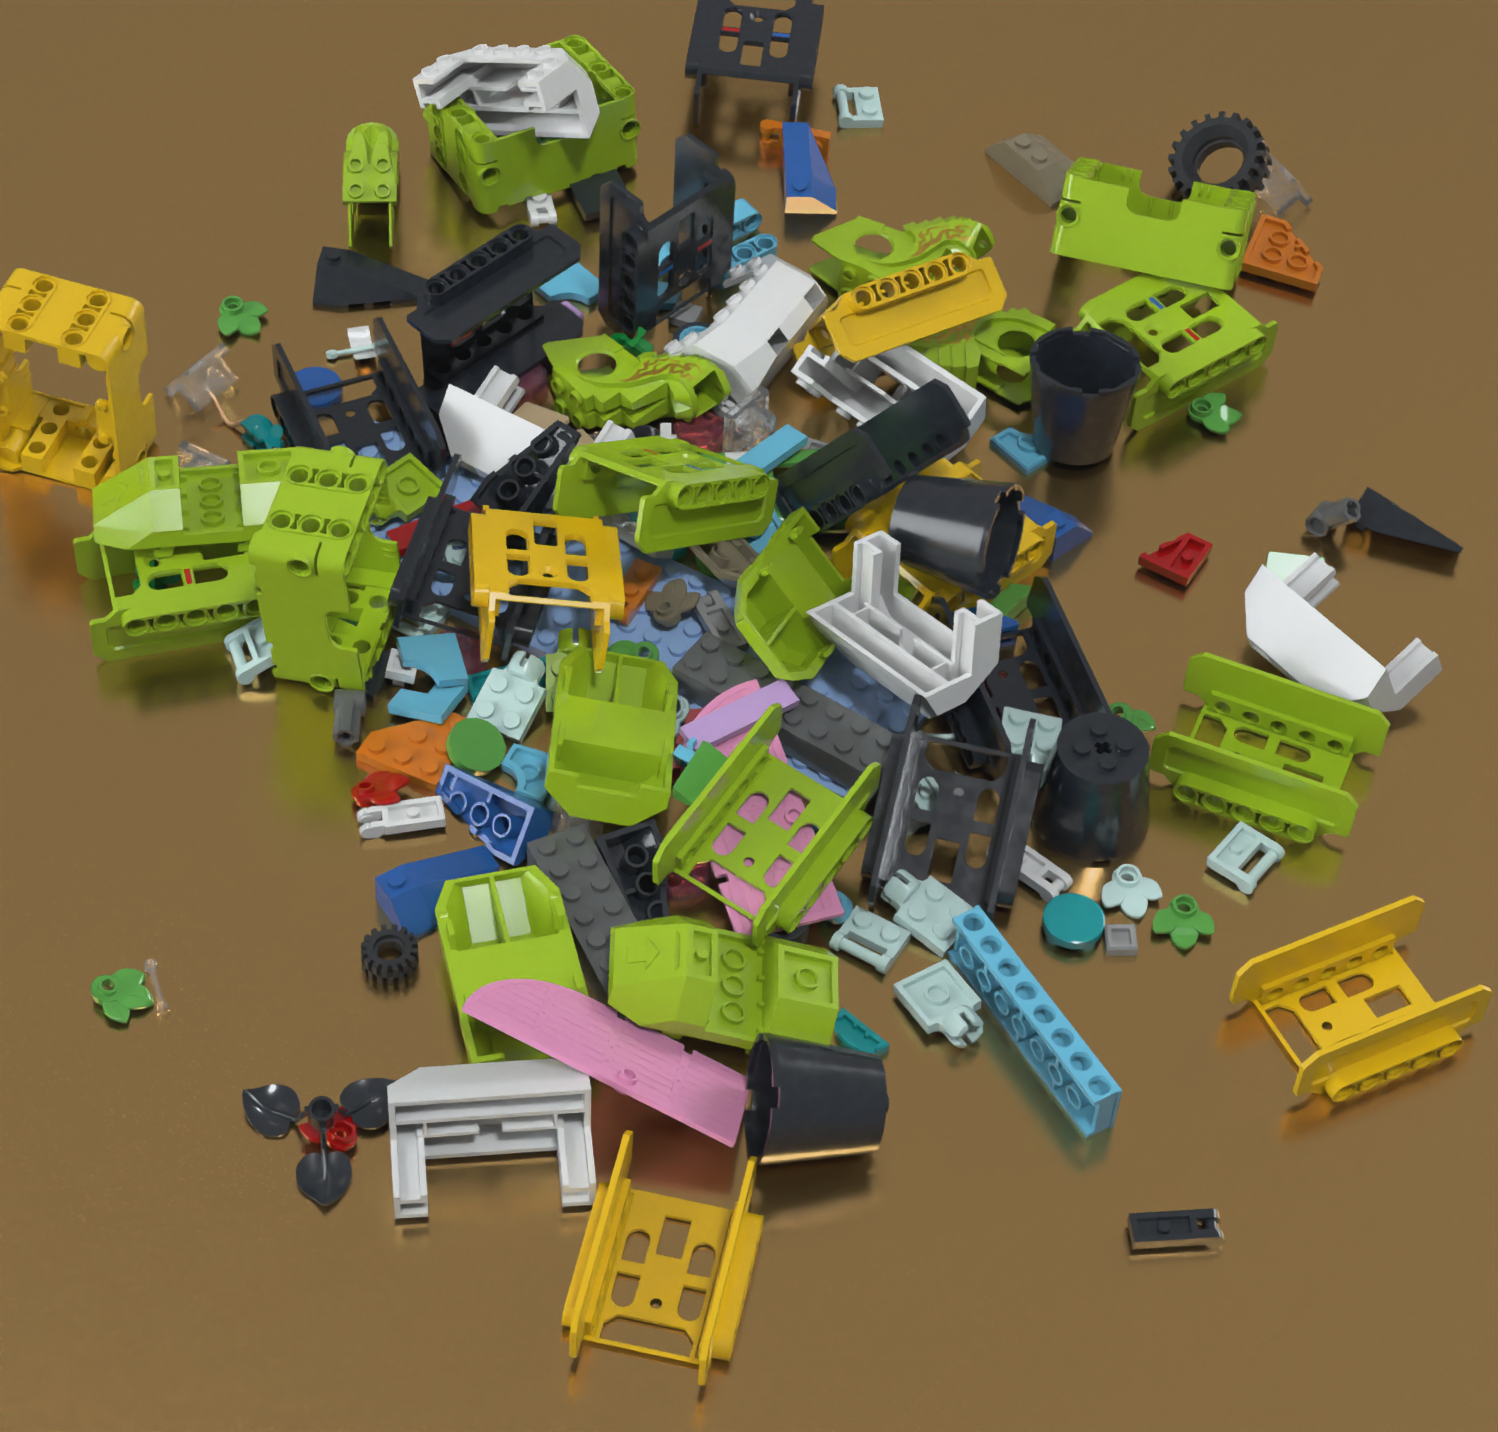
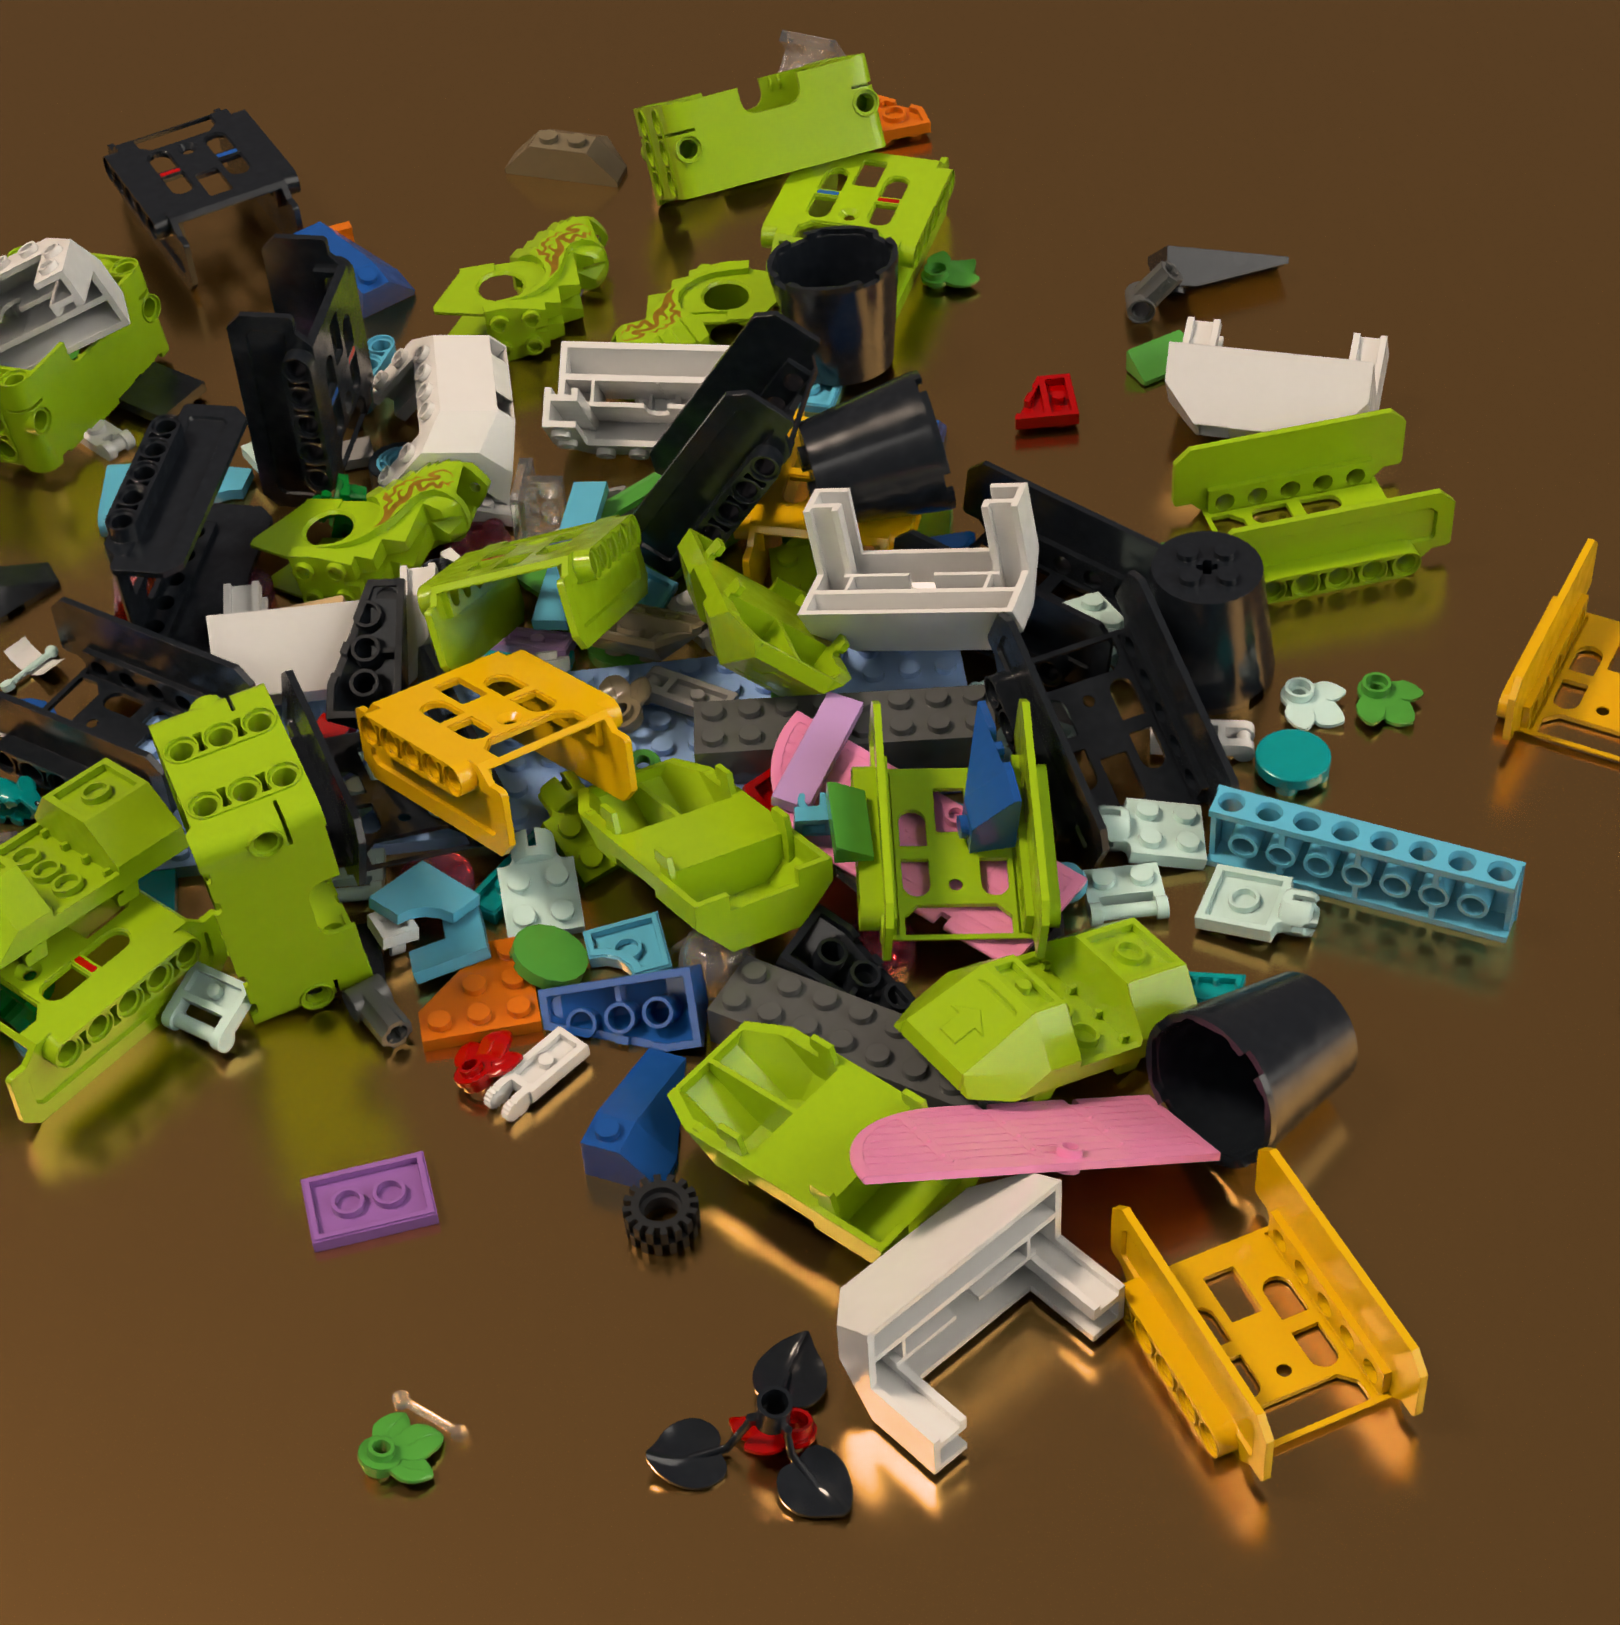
camera: 30 degrees left, 5 degrees down
(239, 833) = (369, 1201): none -> medium lavender tile
(816, 806) = (991, 791): none -> blue wedge
(866, 107) = (353, 190): light aqua plate -> none
(907, 307) = (604, 314): yellow piece -> none
(1120, 940) = (1350, 751): light grey tile -> none
(1215, 135) = (738, 33): black tyre -> none
(1237, 850) = (1369, 617): light aqua plate -> none

